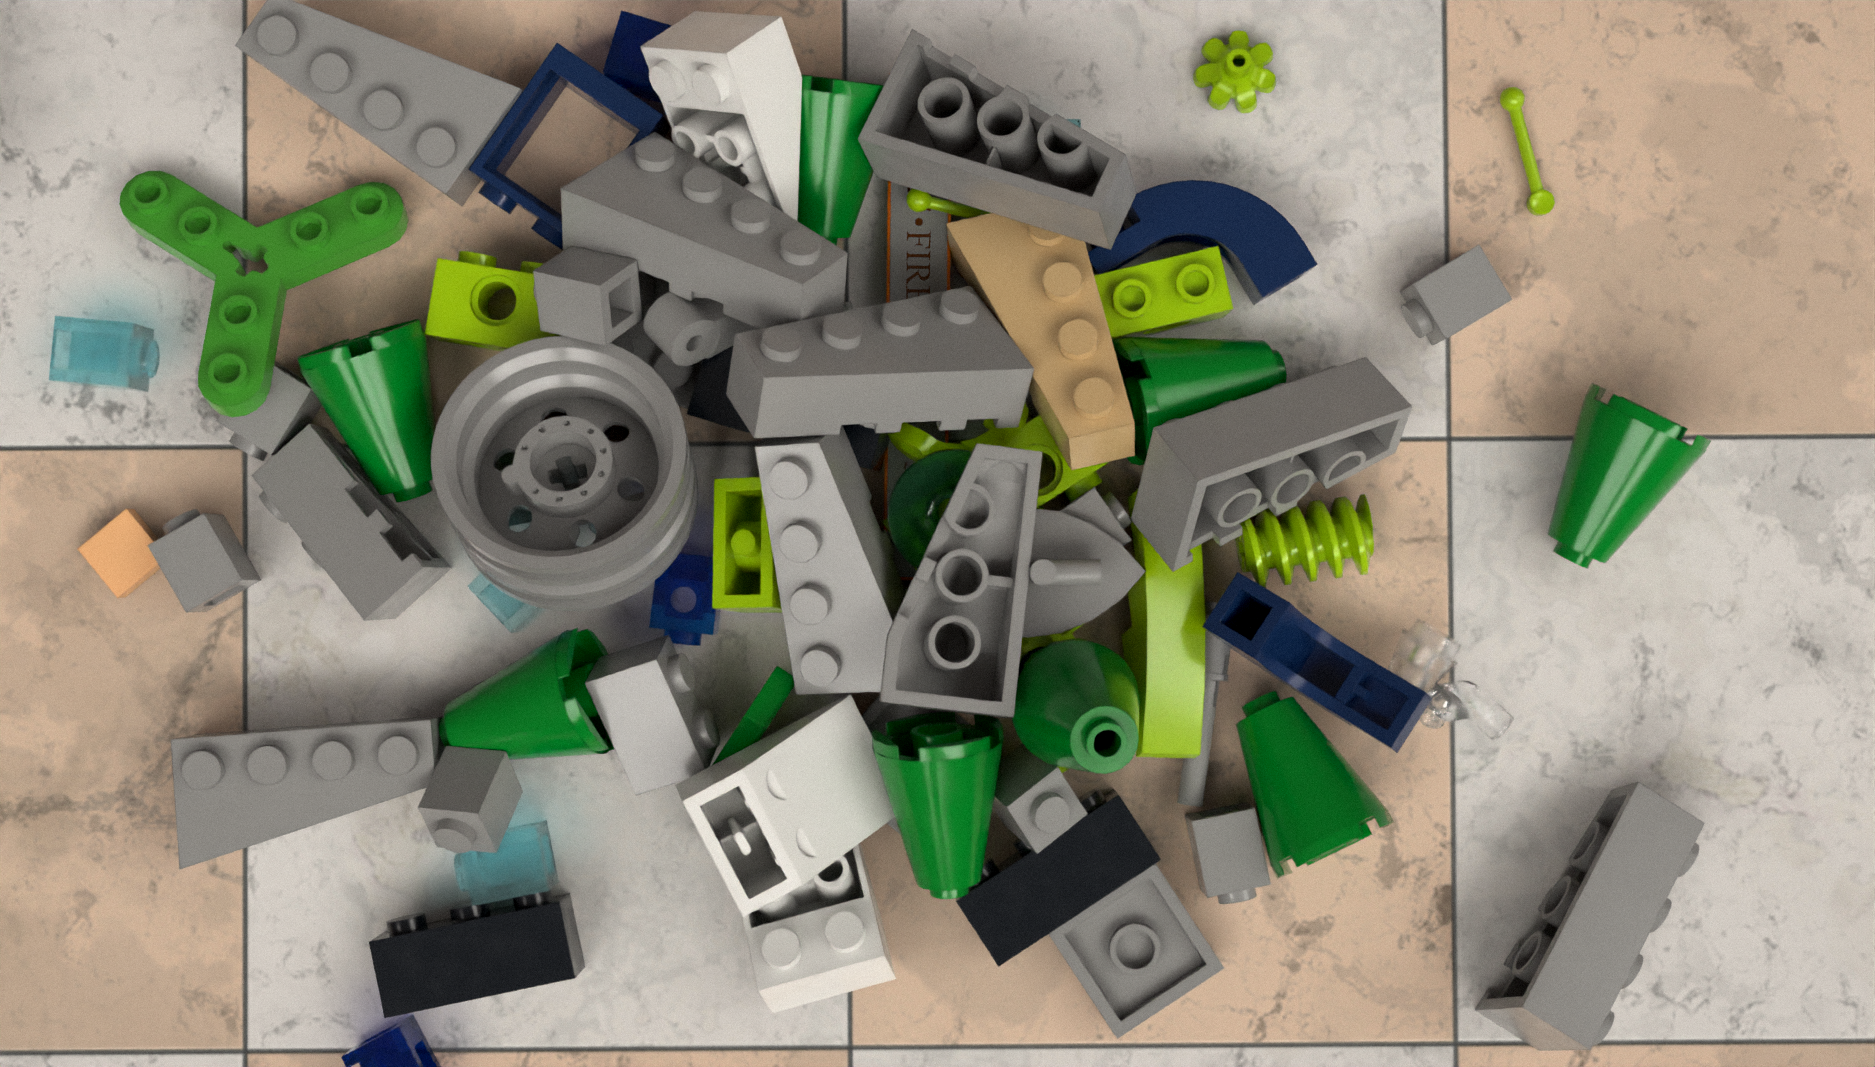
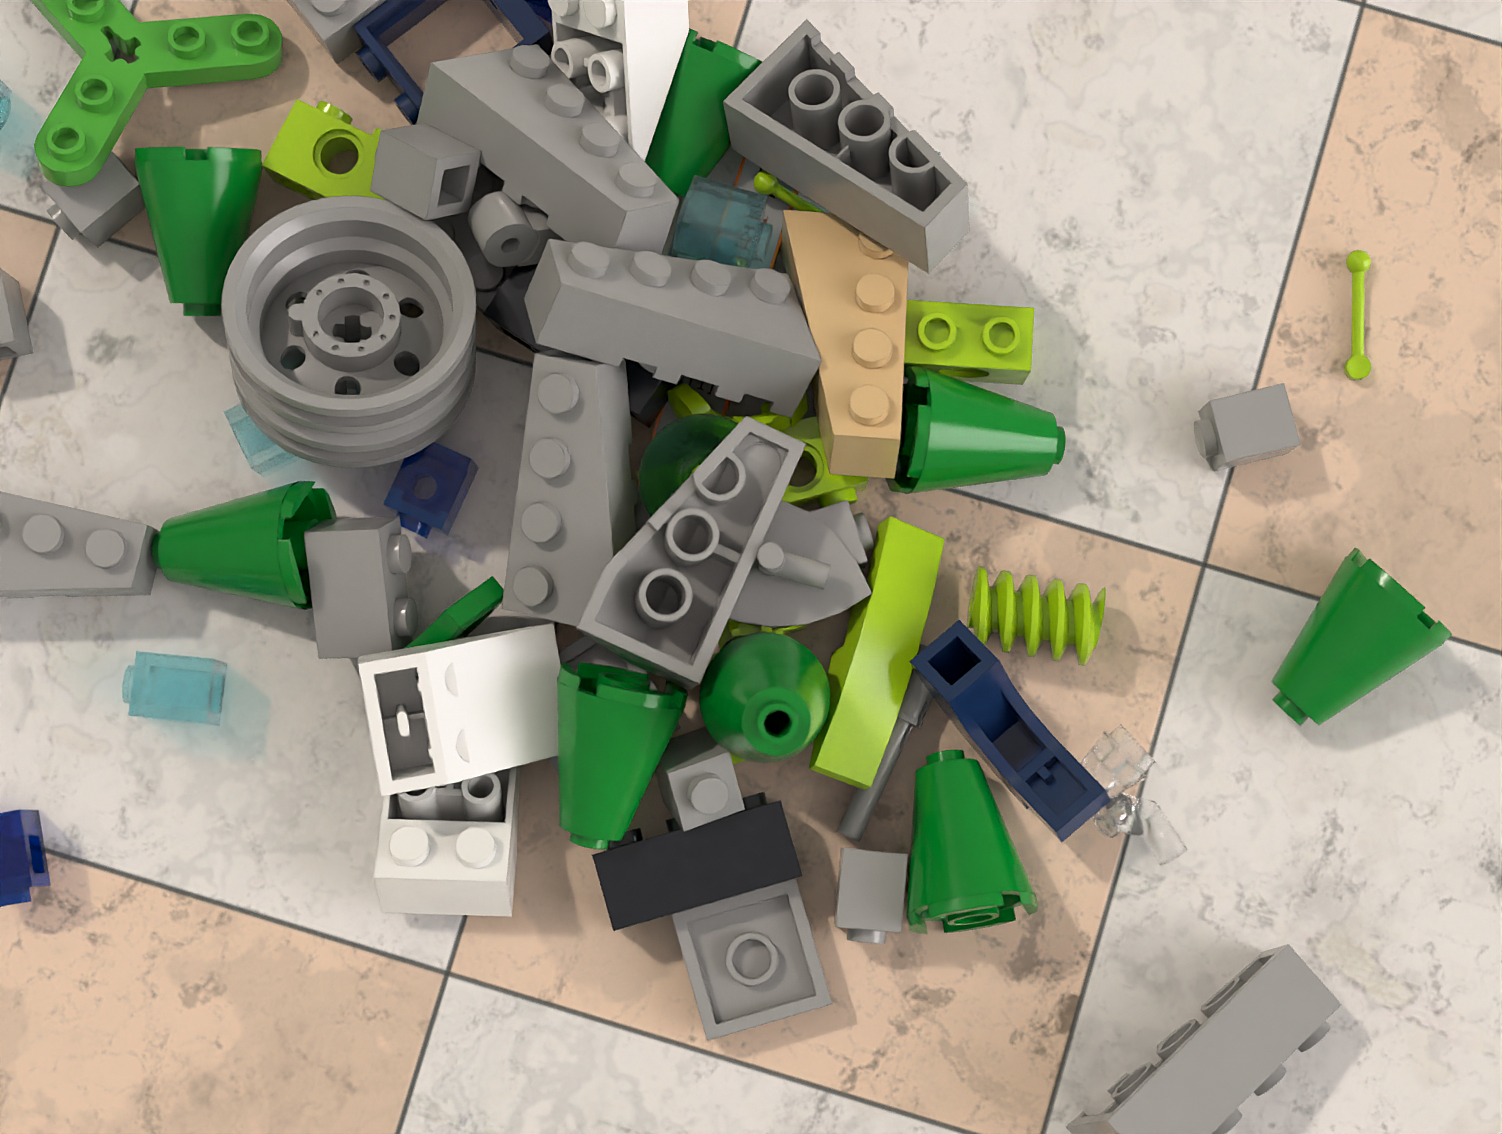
camera: 15 degrees right, 5 degrees down
(348, 526) = (132, 323): light grey wedge -> none
(470, 799) = (160, 612): light grey brick -> none
(476, 953) = (118, 764): black brick -> none
(742, 549) = (492, 459): lime brick -> none
(891, 259) = (722, 224): none -> clear light blue brick
(1234, 81) = (1102, 158): lime plant -> none
(1249, 233) = (1021, 273): dark blue arch -> none
(1263, 454) = (1016, 514): light grey wedge -> none

